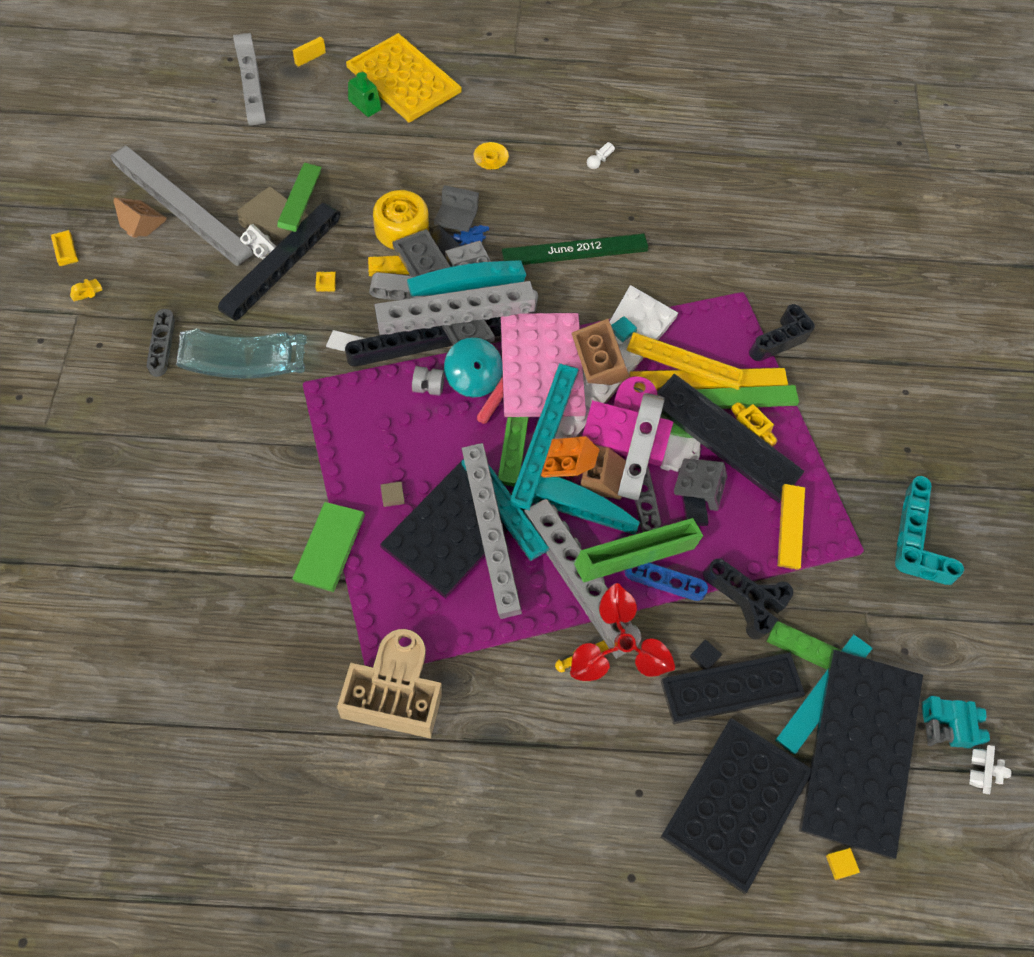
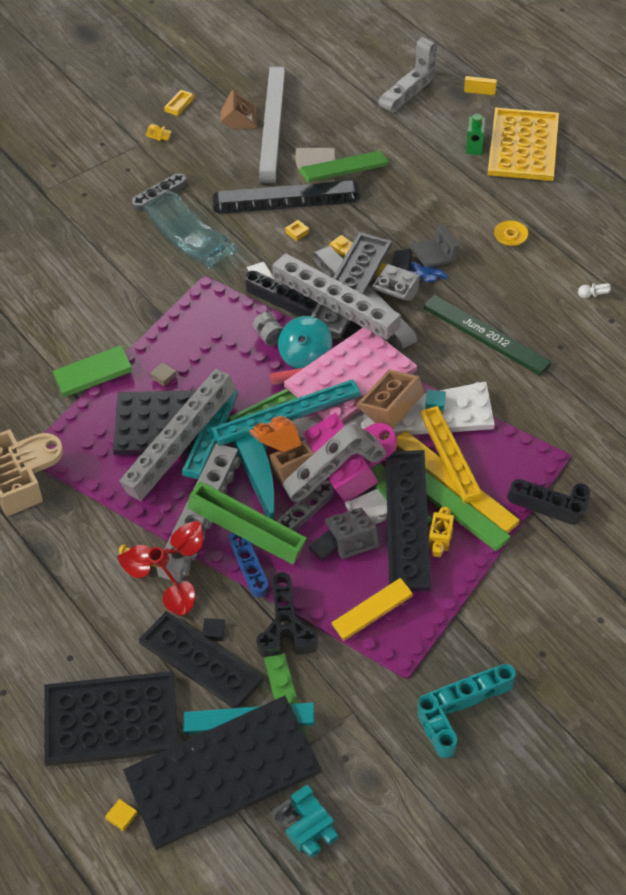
camera: 55 degrees right, 10 degrees down
(257, 241) = (285, 174): white hips -> none
(398, 216) = (390, 221): yellow wheel -> none
(467, 278) = (370, 286): teal slope -> none
(984, 779) = (287, 869): white hips -> none

